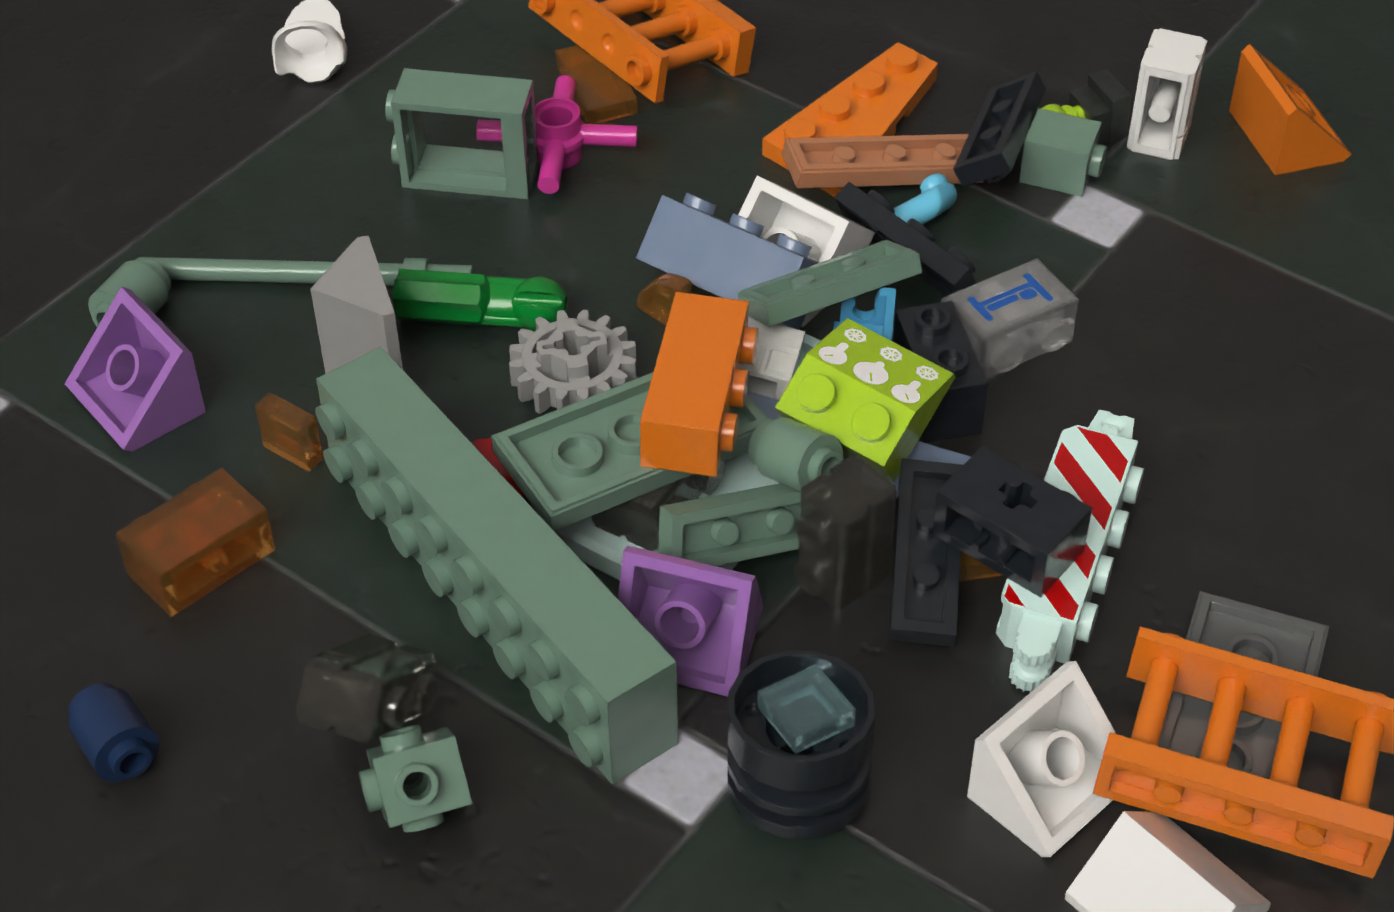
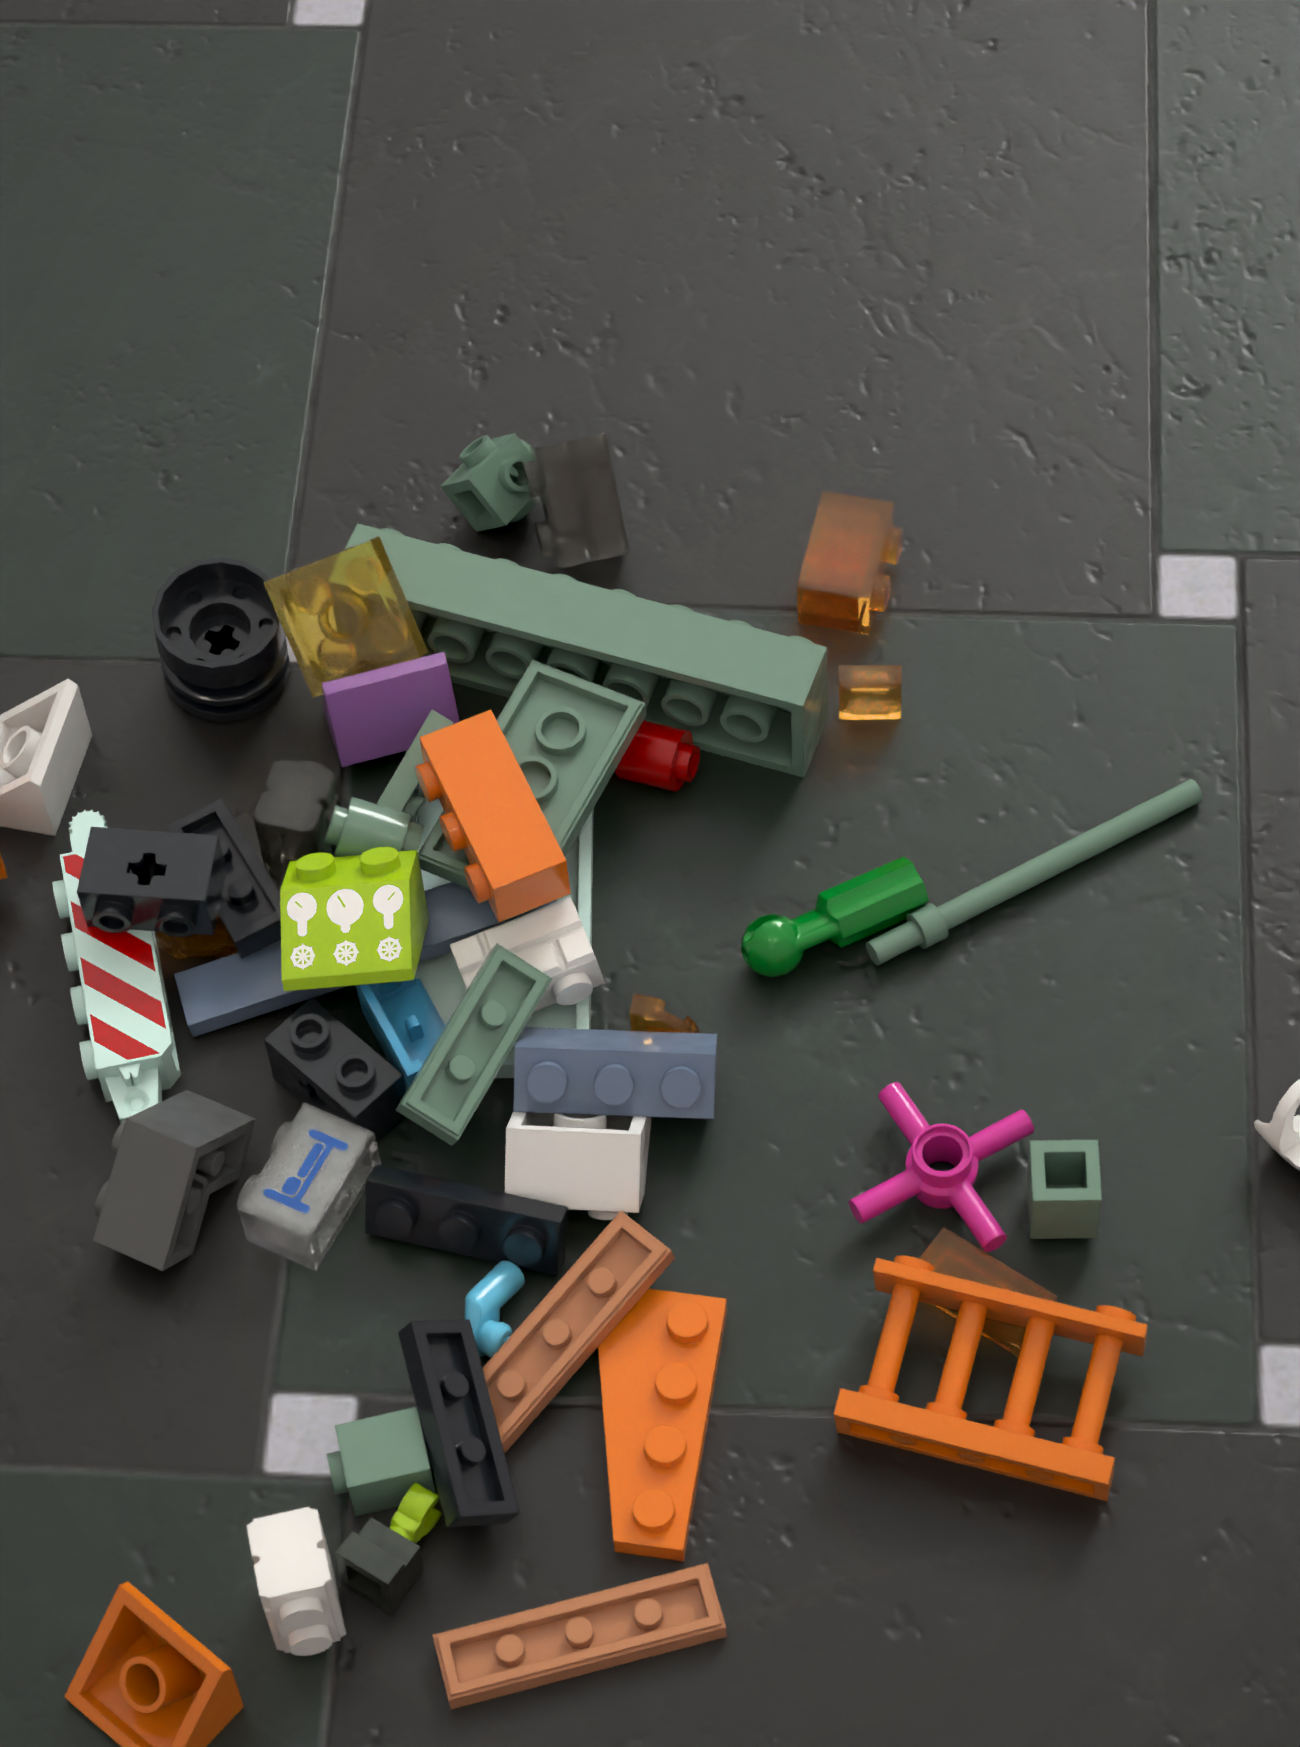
camera: 150 degrees right, 10 degrees up
(112, 732) = (756, 405): dark blue brick -> none
(136, 375) = (1053, 675): medium lavender slope -> none
(142, 276) = (1153, 738): sand green brick -> none
(354, 308) = (883, 792): light grey slope -> none
(462, 169) = (1008, 1058): sand green window -> none
(501, 55) = (1064, 1189): none -> sand green brick
(570, 360) = (685, 899): light grey gear -> none
(667, 609) = (345, 615): none -> clear yellow plate
(806, 708) = (218, 629): clear light blue tile -> none
(993, 45) = (579, 1636): none -> nougat tile
(1107, 347) = (164, 1176): none -> dark grey brick

